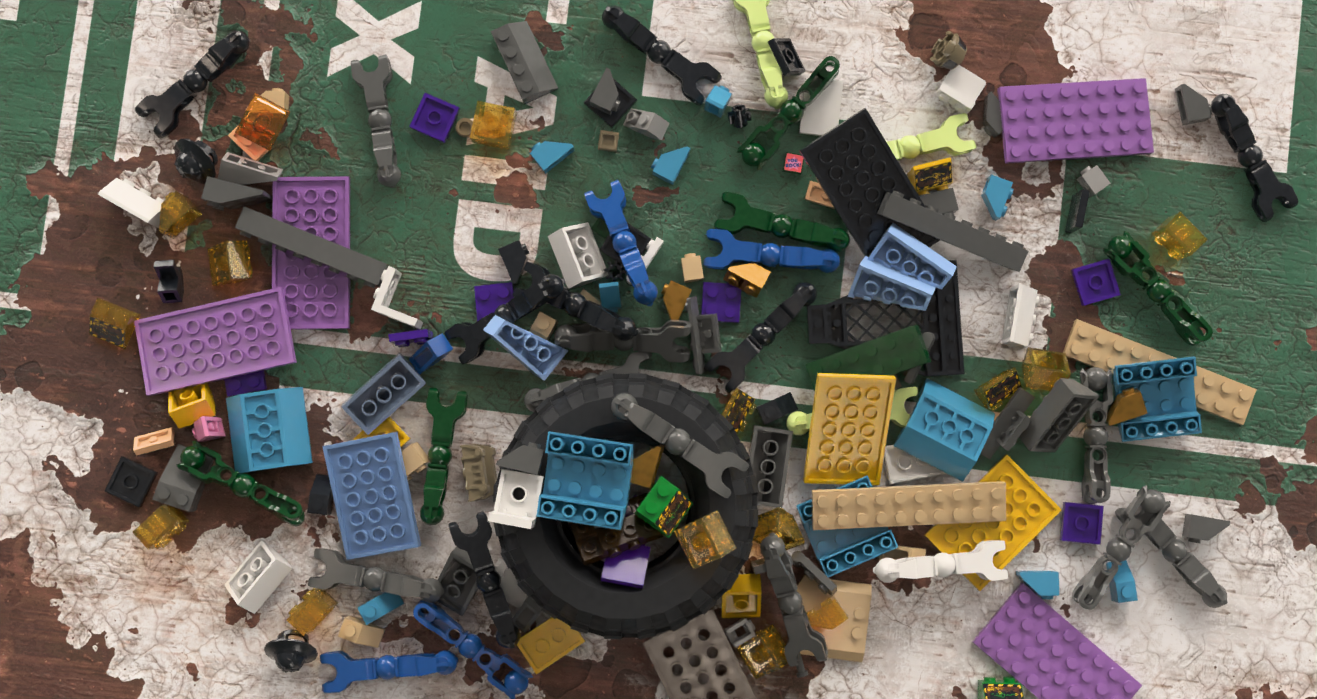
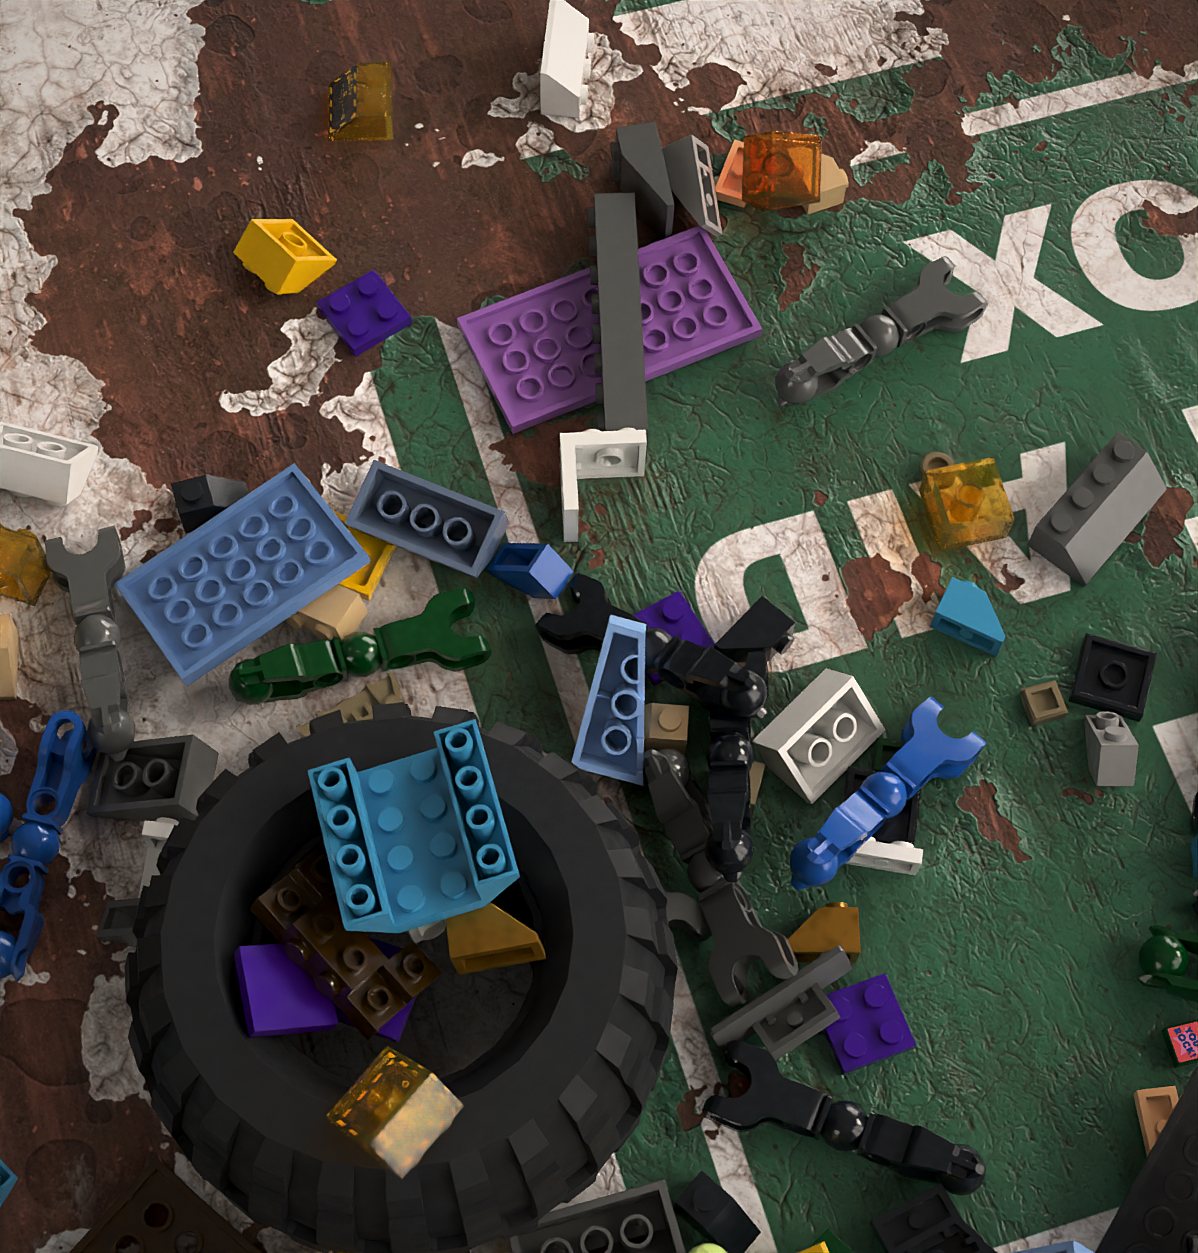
camera: 65 degrees right, 20 degrees down
(131, 481) = (118, 226): black tile -> none
(154, 441) = (197, 229): light nougat plate -> none
(161, 526) = (60, 286): clear yellow brick -> none
(170, 103) = (849, 82): black piece -> none
(170, 281) = (464, 154): black brick -> none
(177, 214) = (573, 116): clear yellow slope -> none
(180, 487) = (152, 293): dark grey slope -> none
(194, 160) = (670, 102): black helmet -> none
(208, 429) = (251, 289): bright pink slope -> none
(215, 341) = (399, 248): medium lavender plate -> none
(230, 262) = (536, 222): clear yellow slope -> none
(240, 484) = (177, 370): dark green piece -> none
(269, 429) = (290, 382): dark azure slope -> none
(379, 606) = (50, 667): dark azure slope -> none
(404, 339) = (541, 518): dark purple plate -> none
(434, 117) = (927, 416): dark purple plate -> none
(487, 578) = (142, 834): black piece -> none
(513, 511) = (302, 722): white bracket -> none
(524, 459) = (406, 710): dark grey slope -> none
(548, 643) = (86, 983): yellow plate -> none
(606, 95) = (1120, 657): dark grey slope -> none
(610, 296) = (777, 814): dark azure slope -> none
(611, 274) = (818, 798): black gear -> none
(664, 507) = (425, 1004): green slope -> none
(670, 164) = (1063, 822): dark azure slope -> none
(679, 442) = (562, 976): dark grey piece -> none
(692, 268) = (898, 940): tan brick -> none
(738, 408) = (676, 1137): slope -> none
(747, 277) = (935, 1048): slope -> none
(768, 254) = (998, 1071): blue piece -> none
(780, 225) = (1075, 1113): dark green piece -> none

